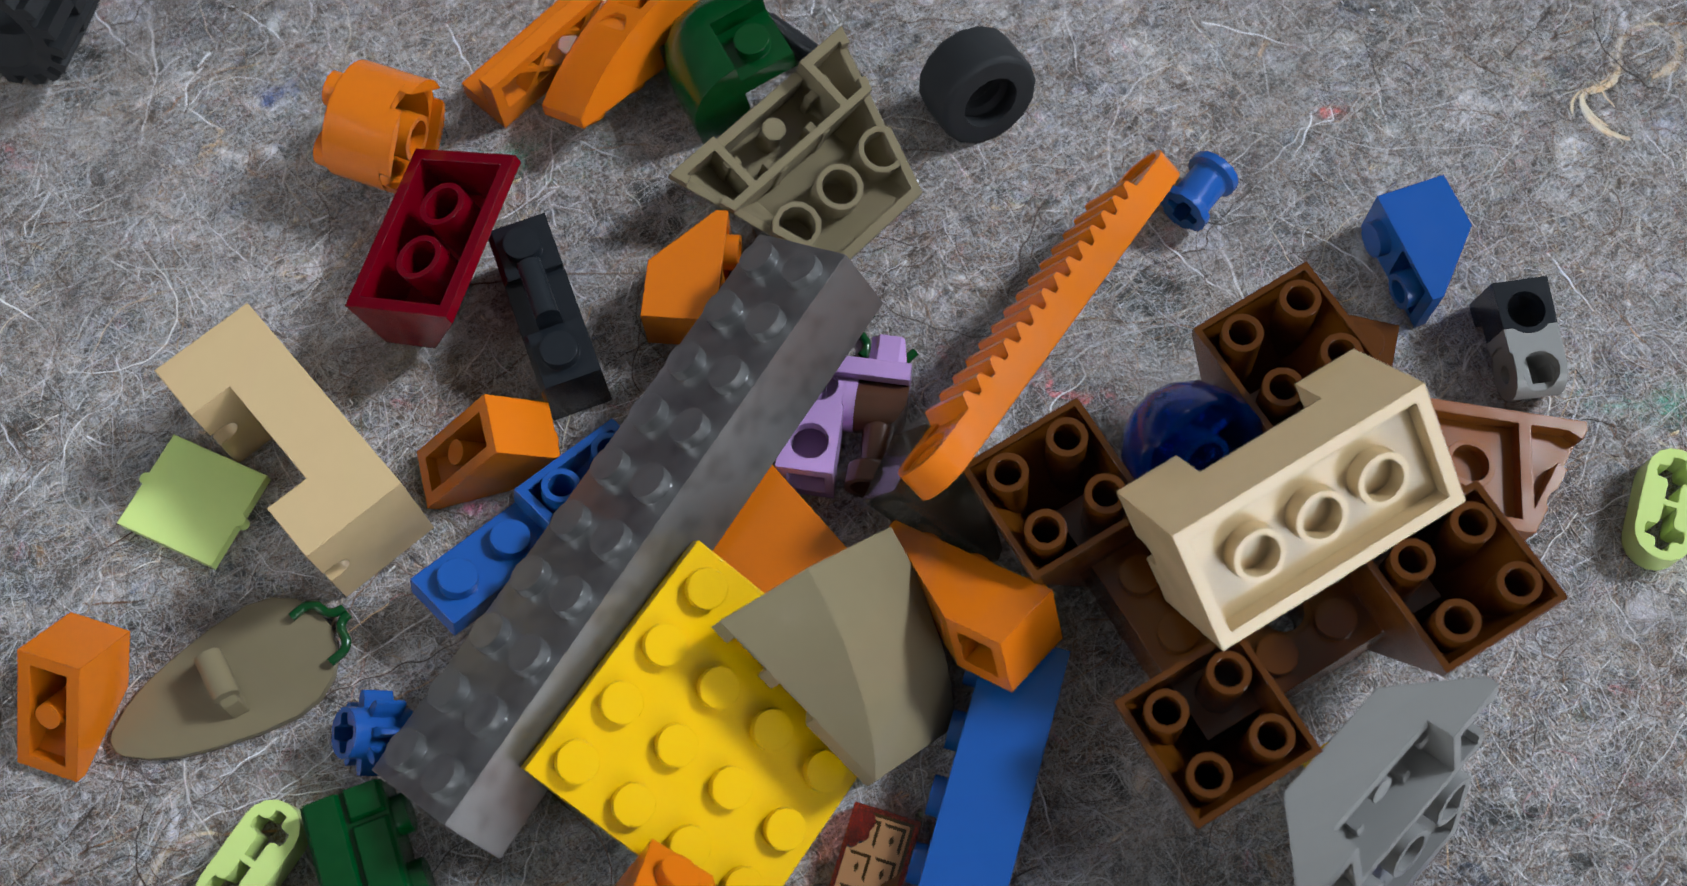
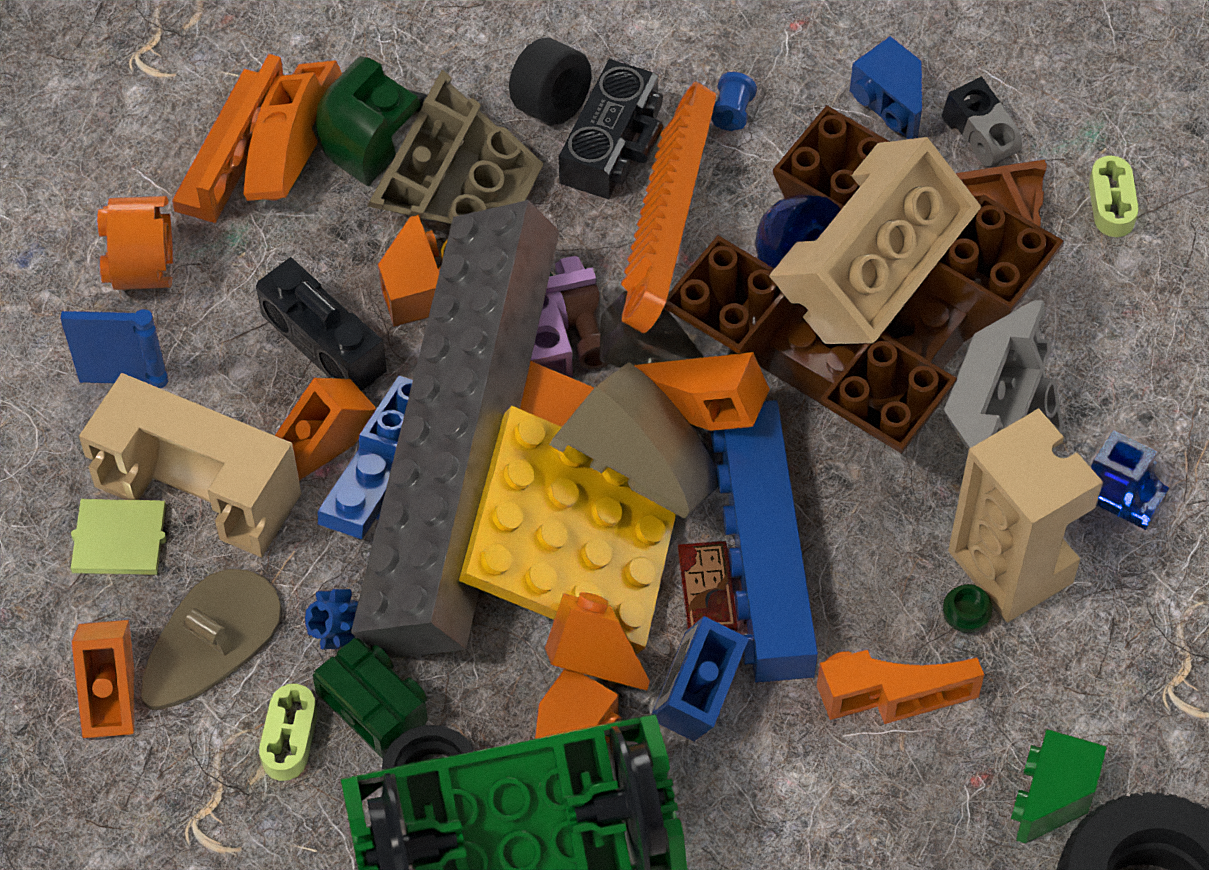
camera: 25 degrees left, 10 degrees down
(280, 256) = (114, 344): none -> blue piece
(340, 625) = (258, 567): dark green piece -> none
(431, 244) = (223, 304): dark red slope -> none
(1022, 170) = (601, 140): none -> black piece

